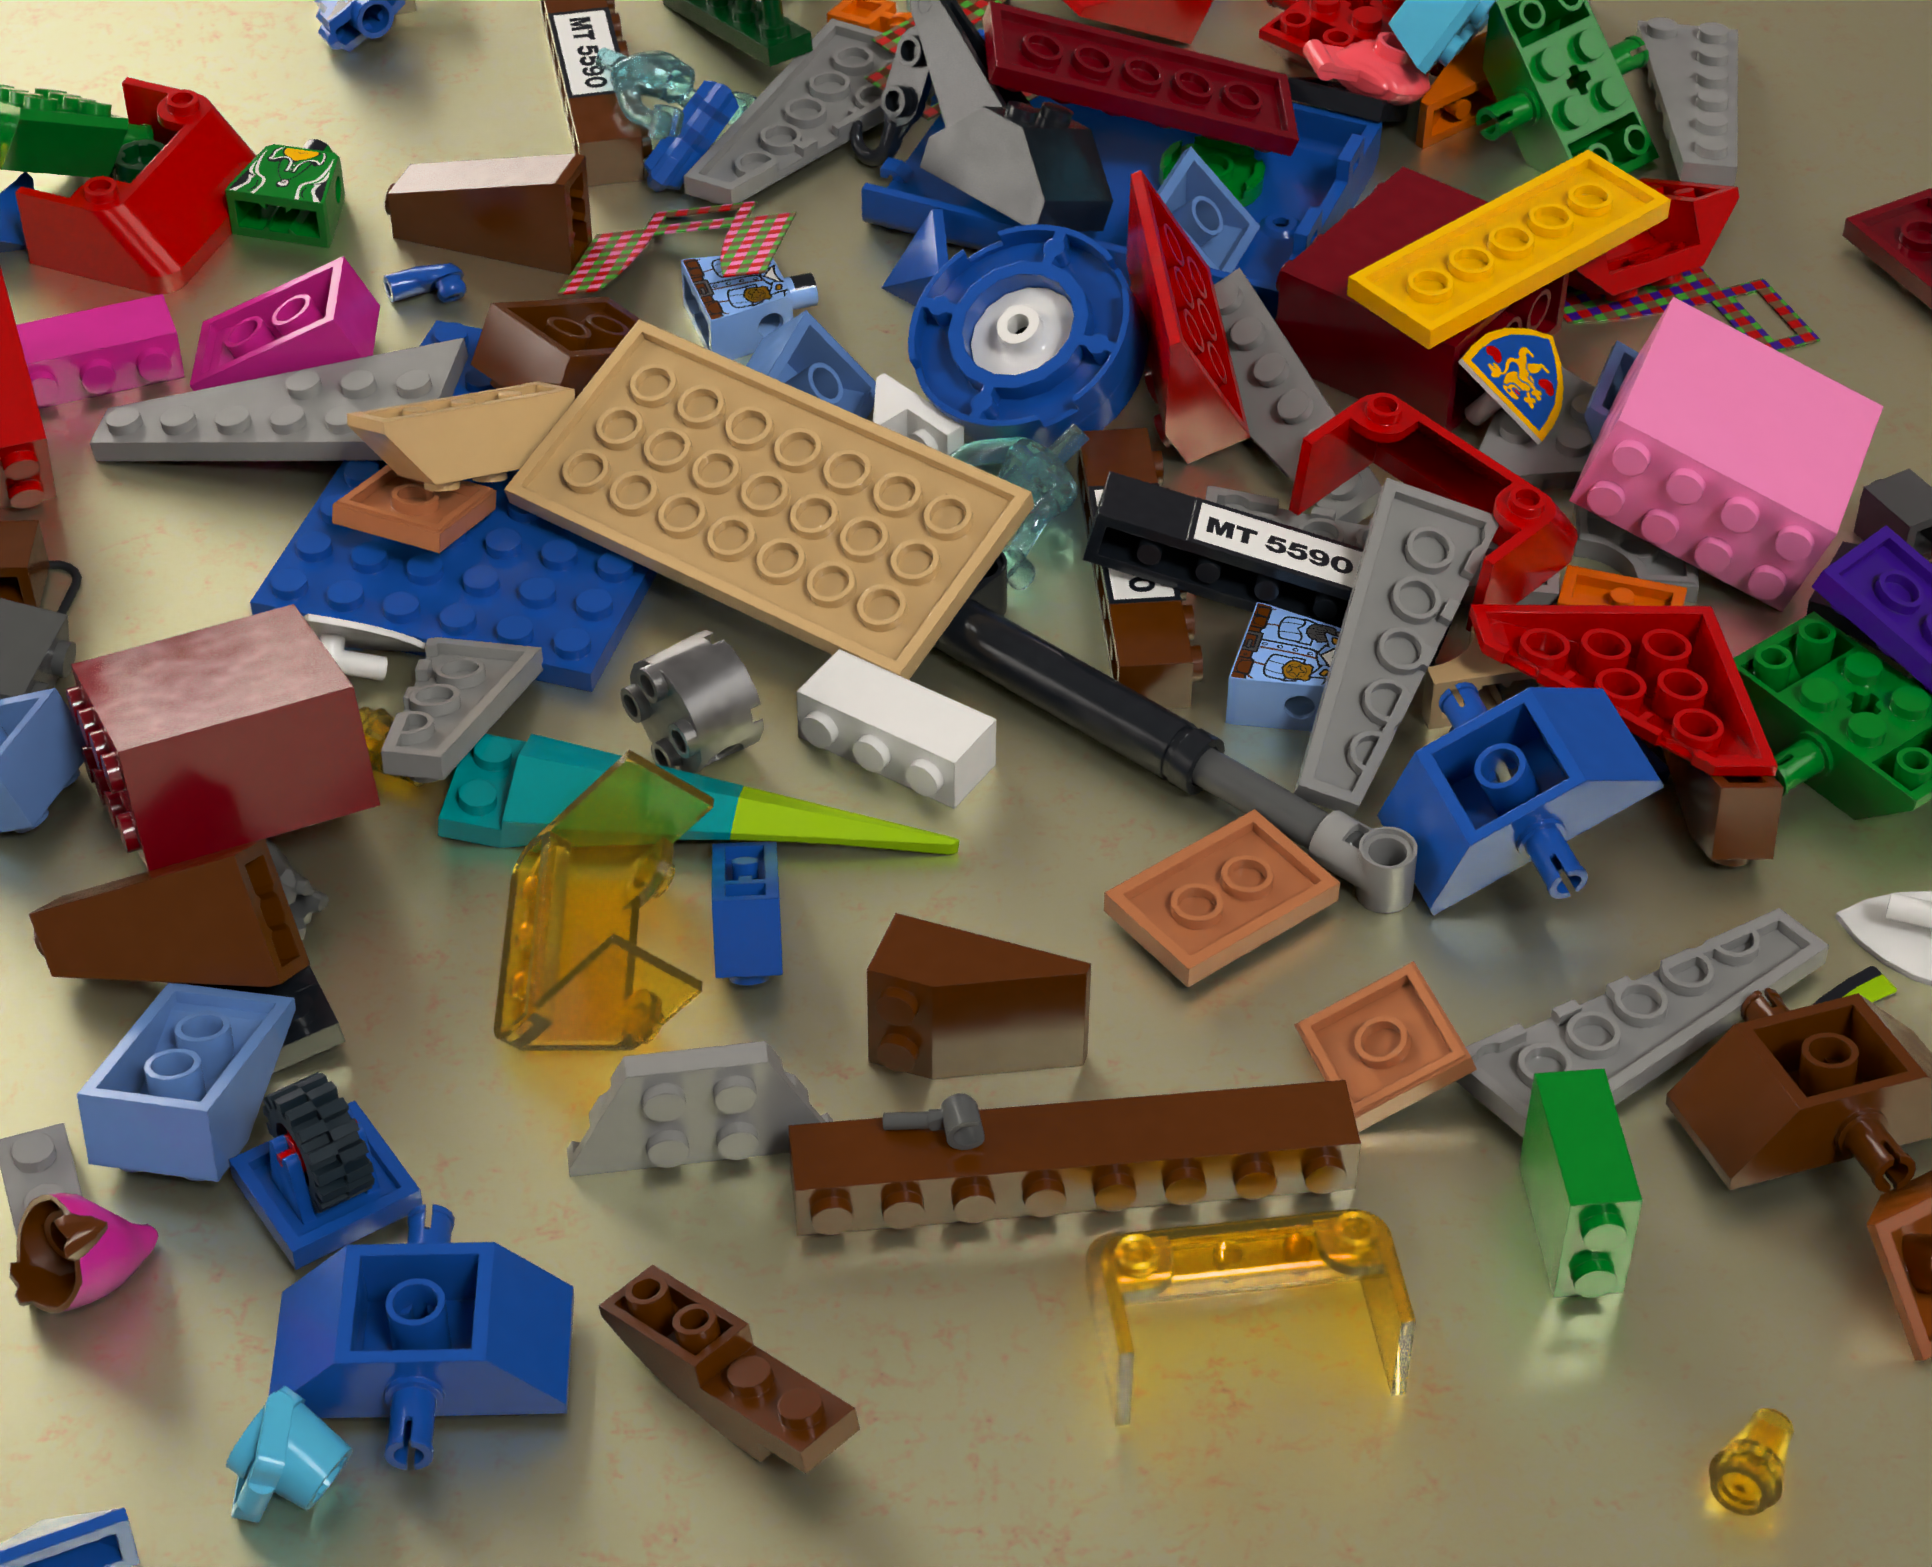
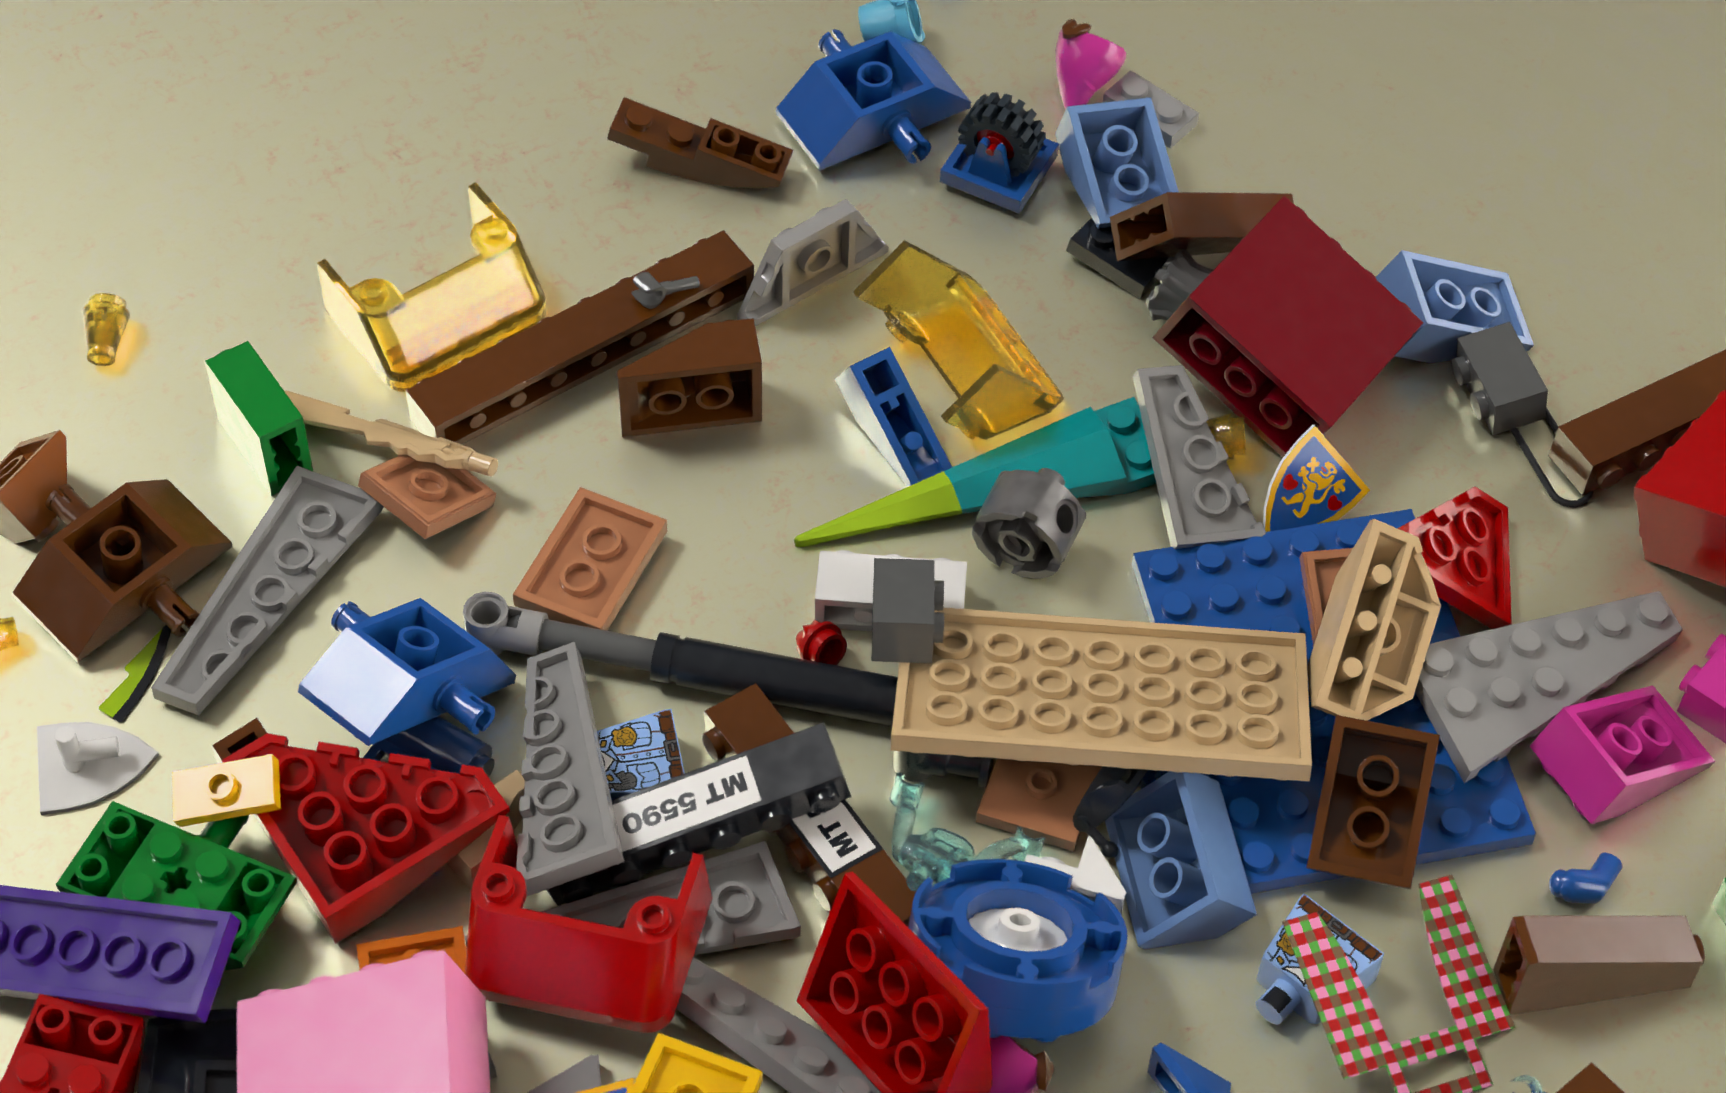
camera: 150 degrees right, 10 degrees up
(262, 513) = (1469, 555): none -> red plate
(922, 617) = (904, 611): none -> dark grey brick
(1014, 712) = (821, 643): none -> red plate
(1411, 1135) = (397, 437): none -> tan sword
(1784, 727) = (226, 790): none -> plate

